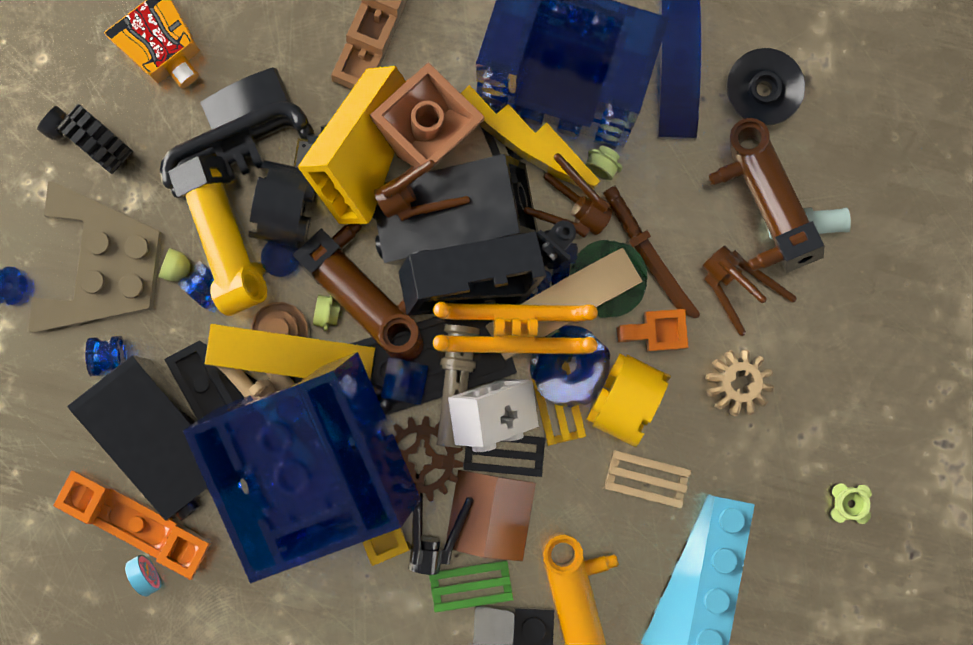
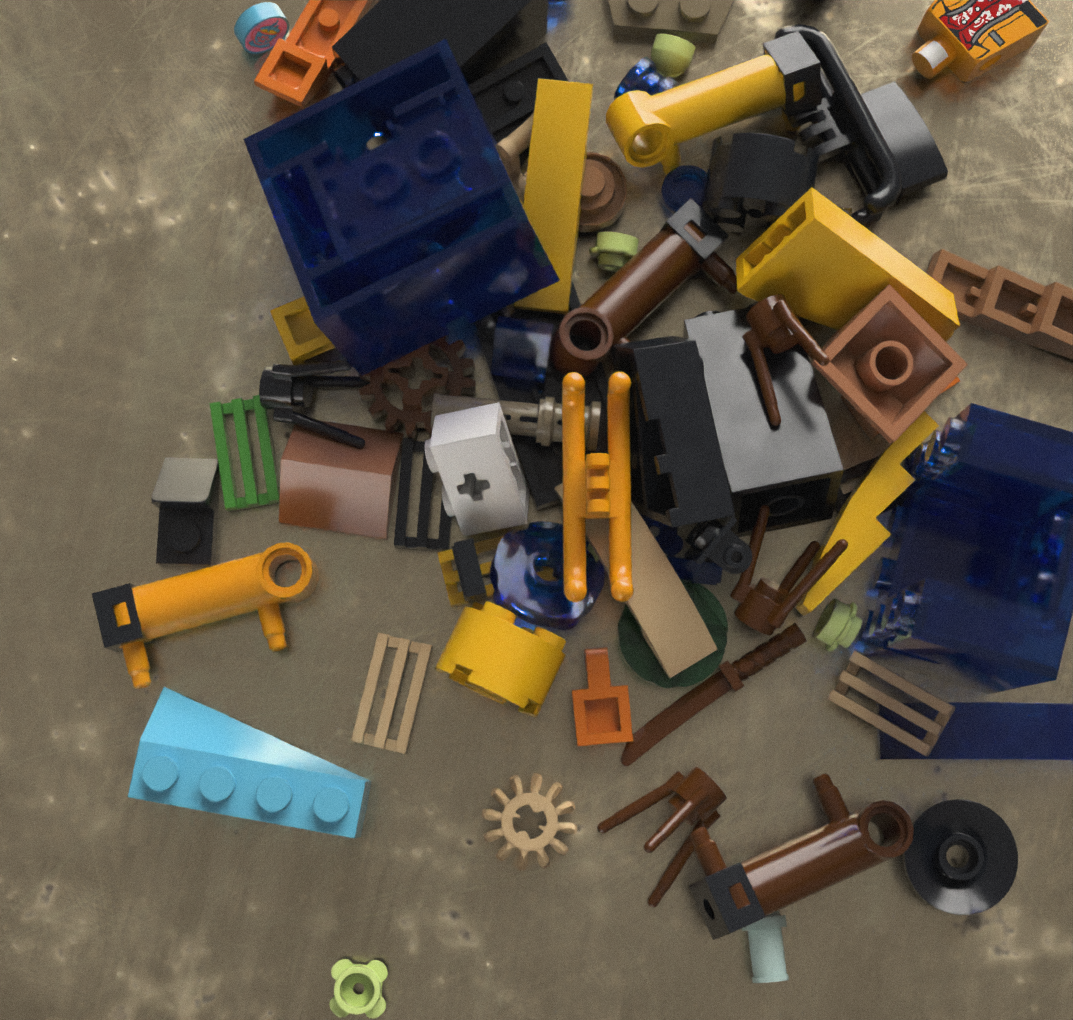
camera: 85 degrees right, 5 degrees down
(566, 421) = (469, 571): none -> black tile
(642, 156) = (849, 679): none -> tan tile

